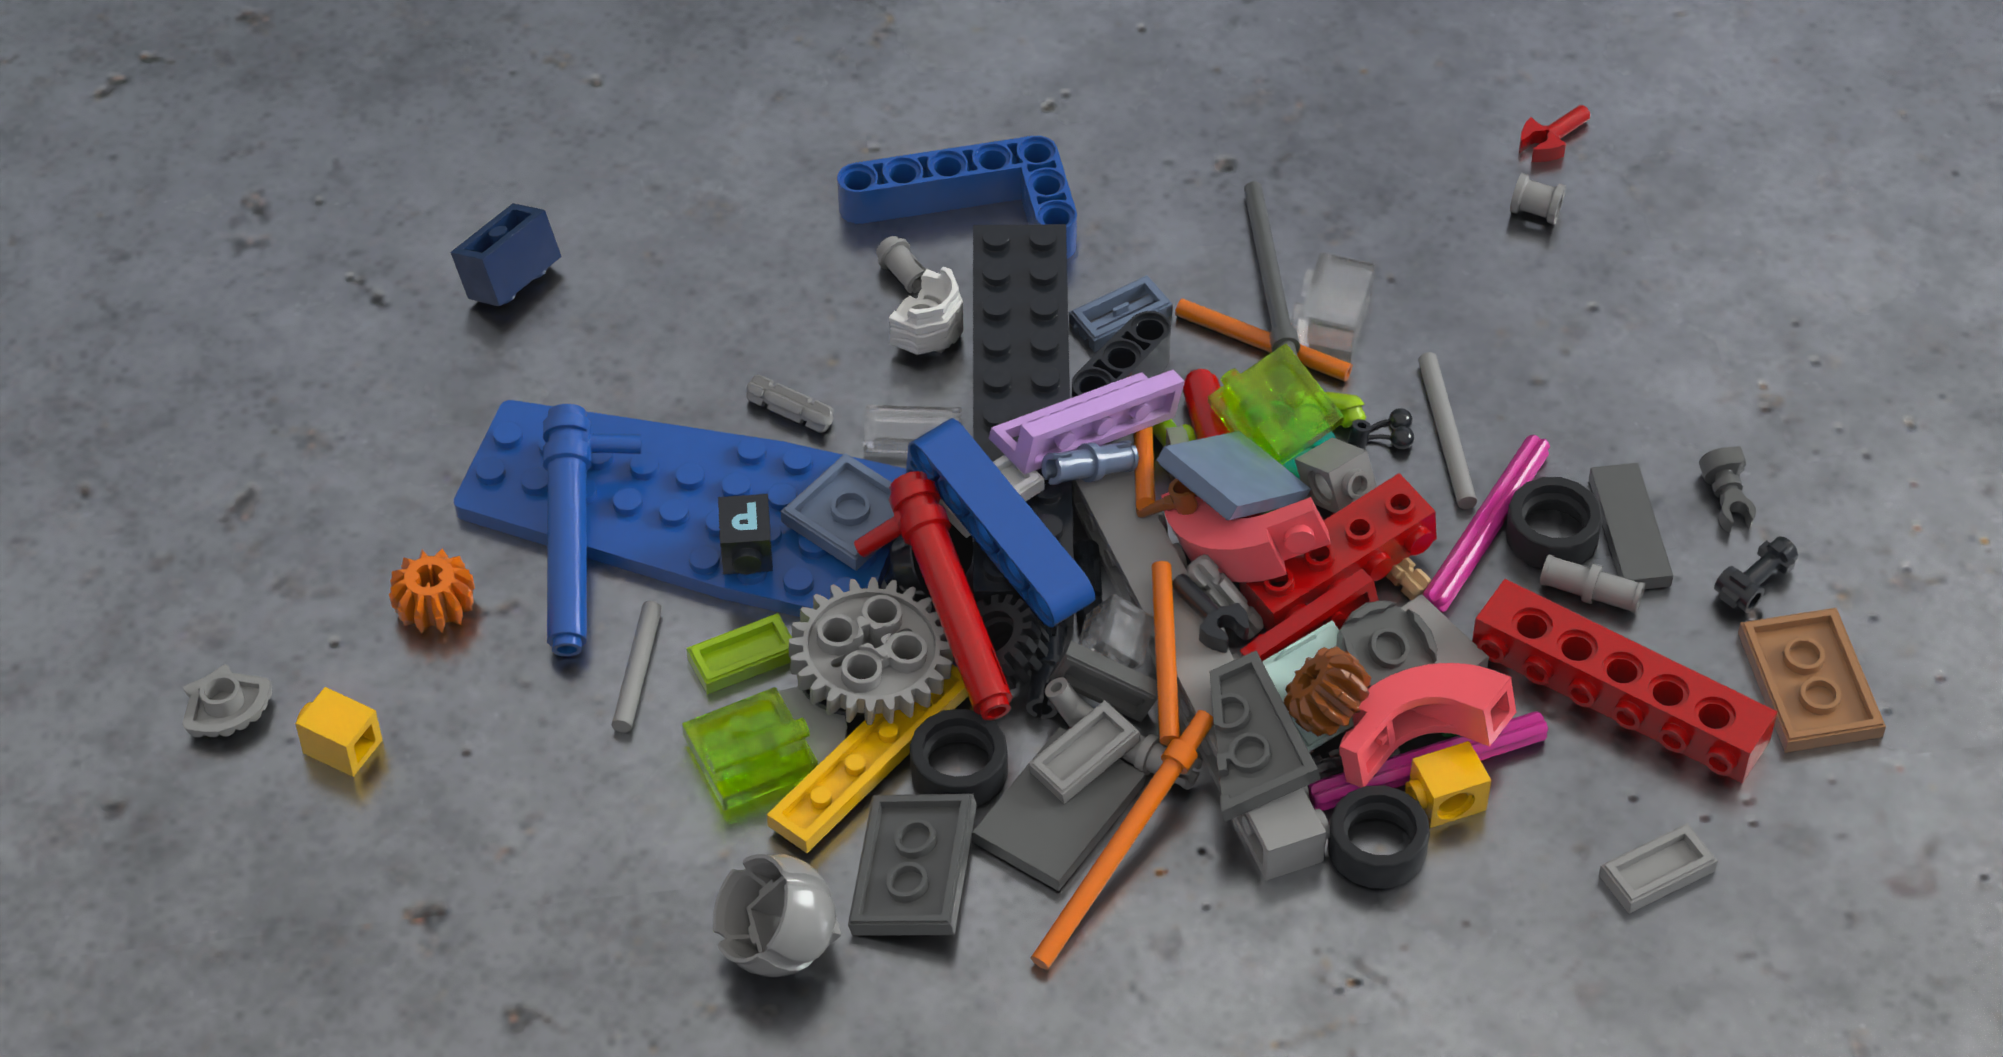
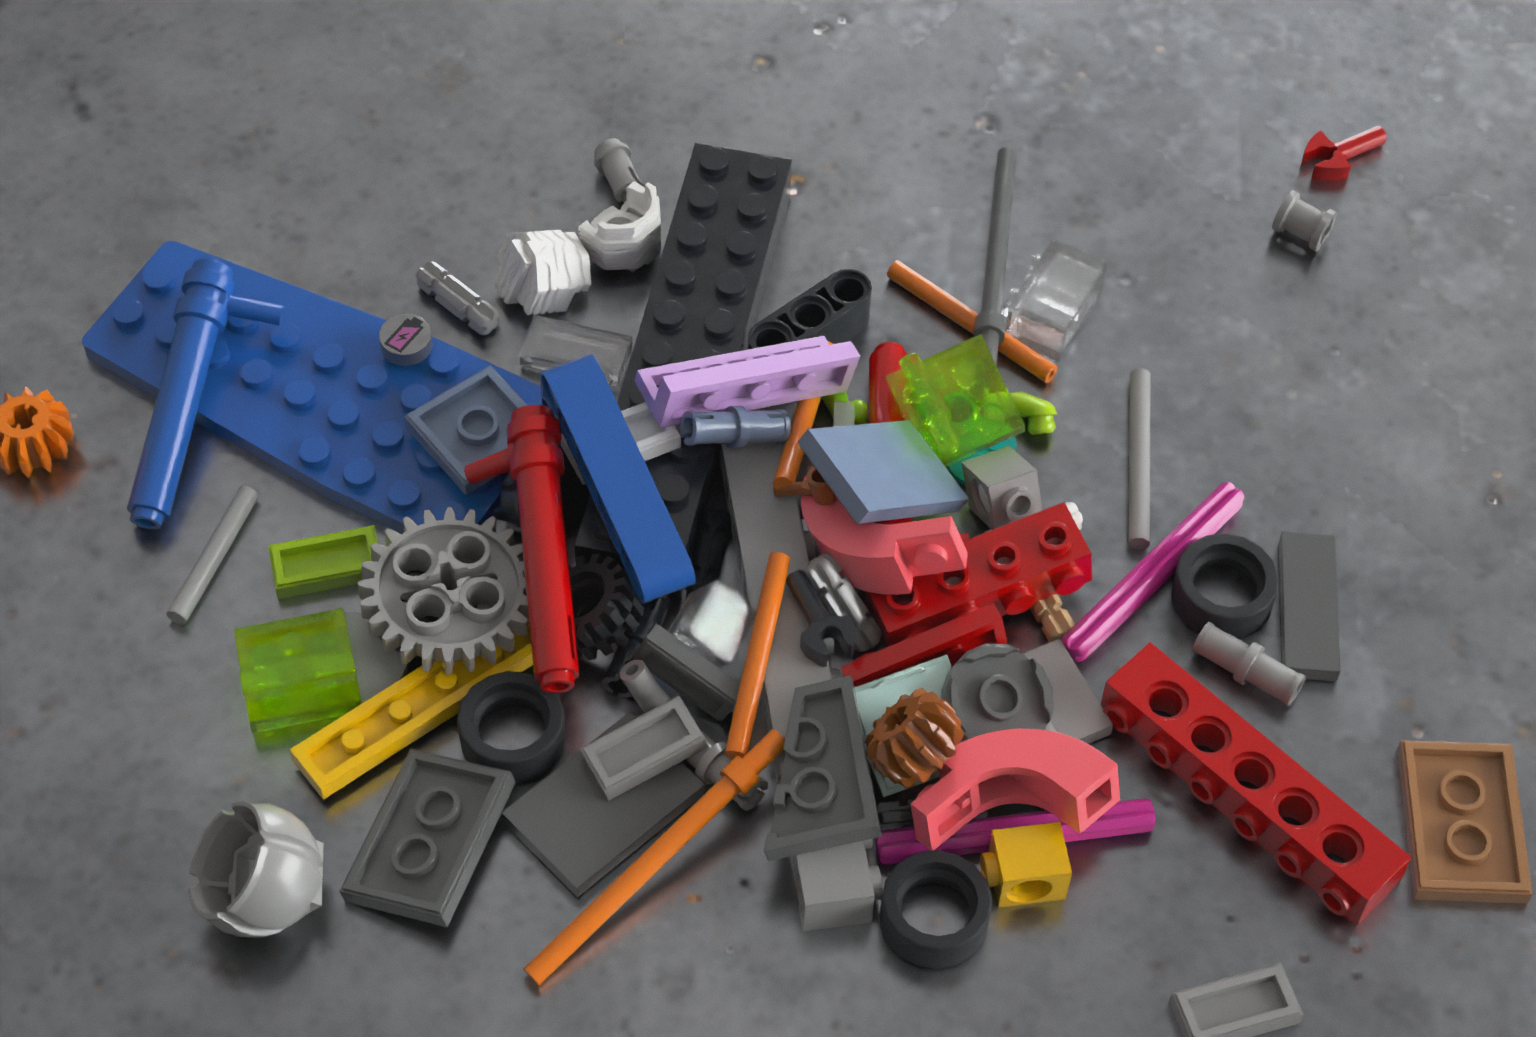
camera: 10 degrees right, 5 degrees up
(506, 254) = (215, 87): dark blue brick -> none
(745, 534) = (357, 435): black brick -> none
(759, 445) = (405, 339): none -> flat silver tile
(862, 363) = (542, 270): none -> white hair
(959, 179) = (703, 90): blue beam -> none
(1103, 329) = (829, 251): sand blue tile -> none
(1401, 437) = (1087, 457): black piece -> none
(1722, 471) = (1426, 562): dark grey piece -> none
(1744, 588) = (1414, 702): black bar -> none

